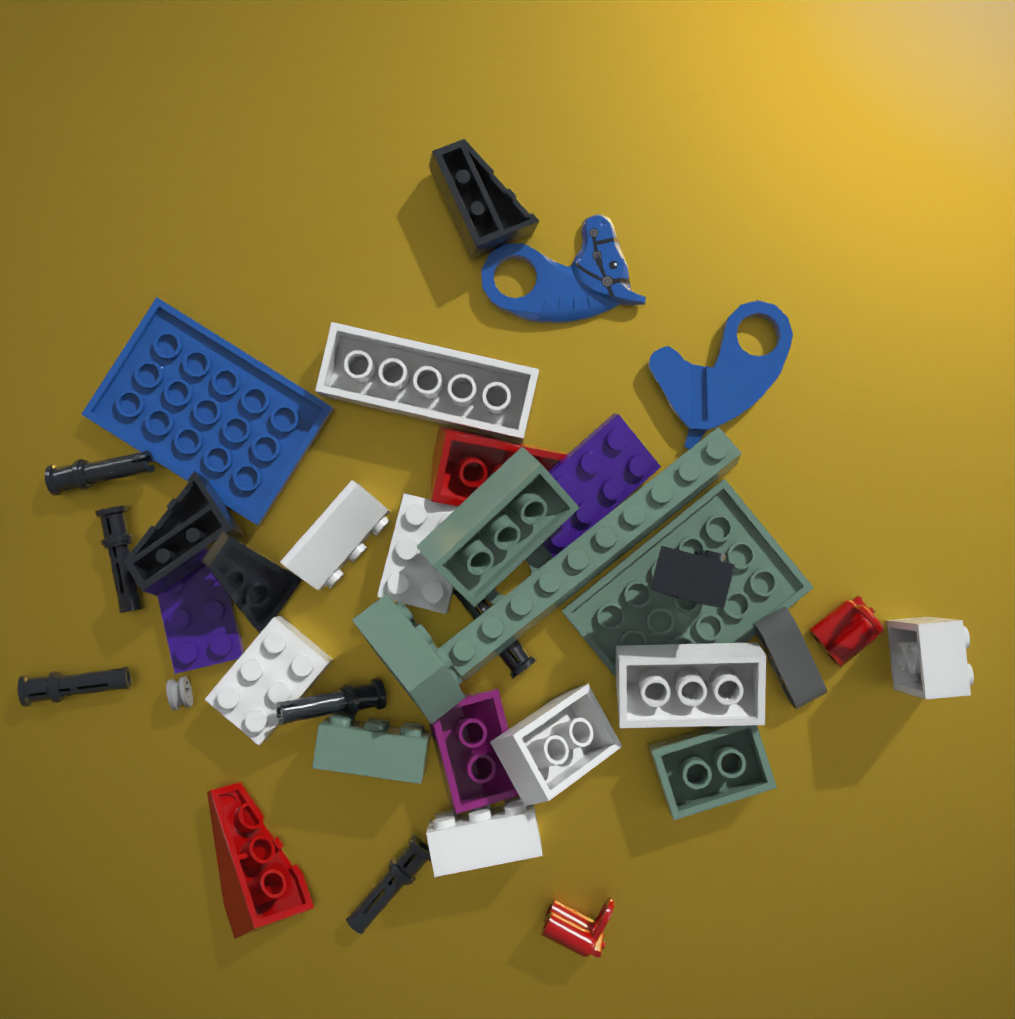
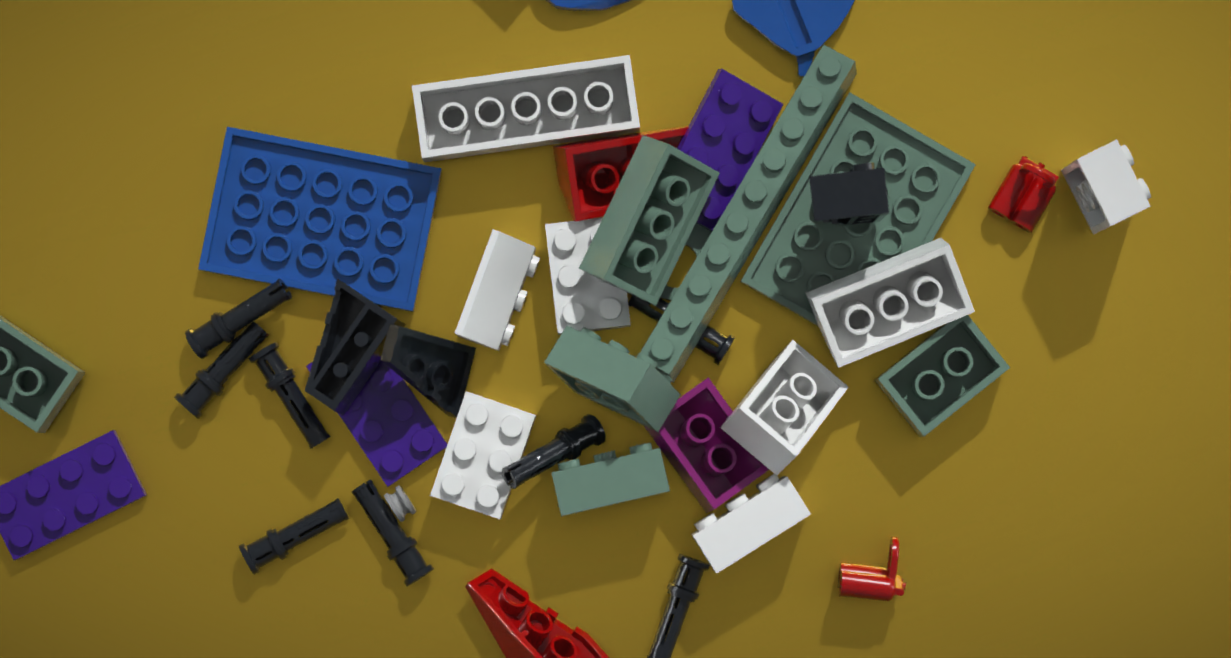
camera: 25 degrees left, 0 degrees up
(54, 518) = (210, 381): none -> black pin
(165, 733) = (401, 548): none -> black pin
(790, 657) = (978, 241): dark grey beam -> none

